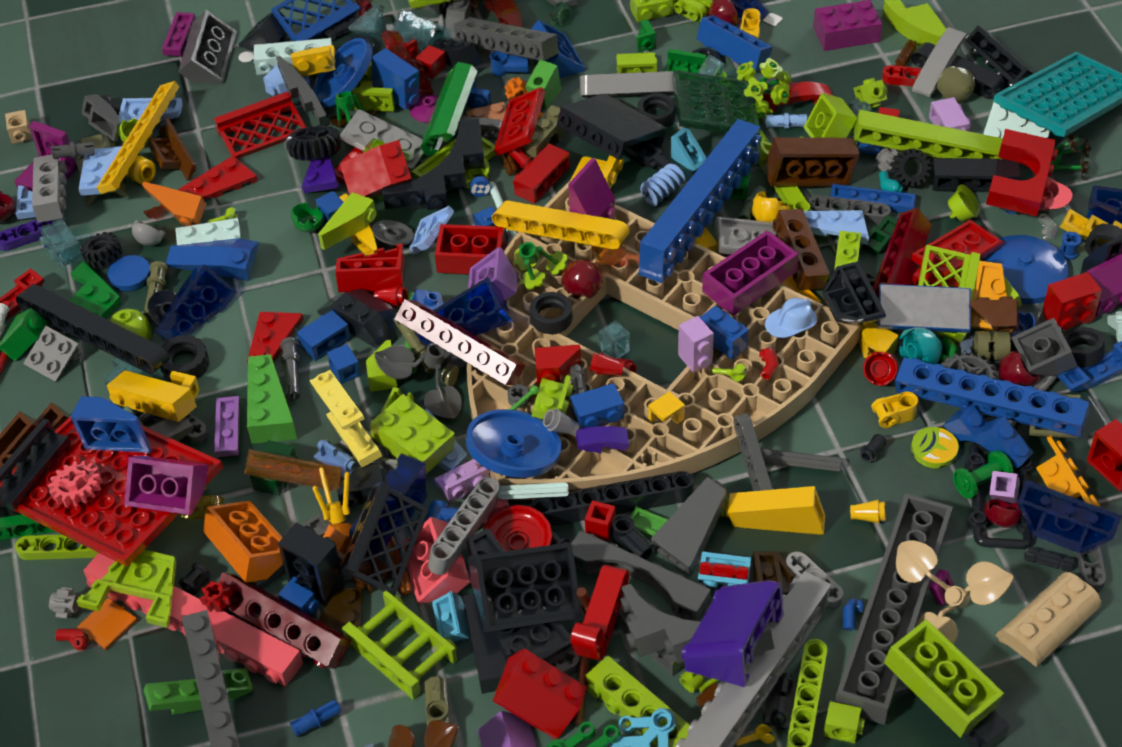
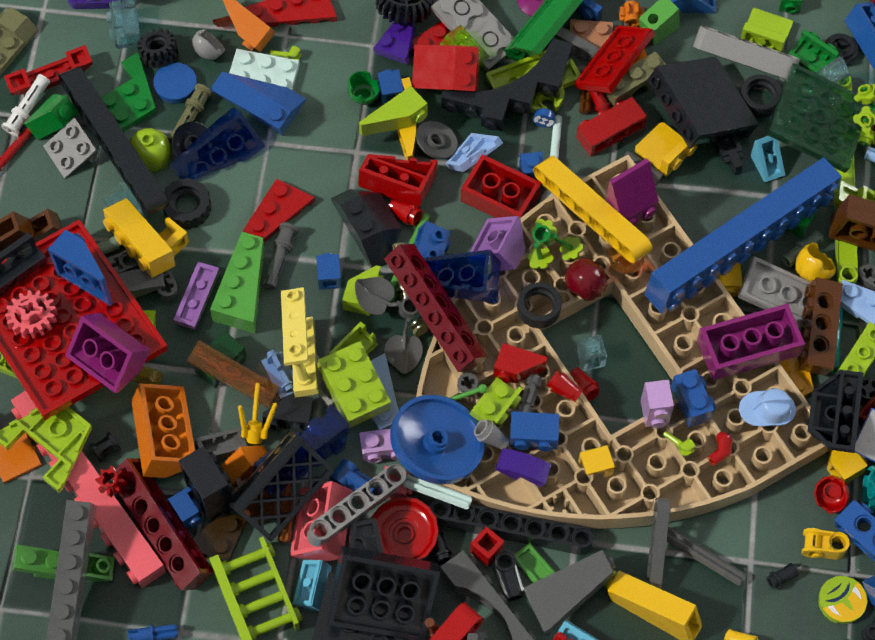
camera: 20 degrees right, 15 degrees up
(323, 335) = (323, 231): blue brick -> none
(662, 184) = (721, 188): light blue piece -> none

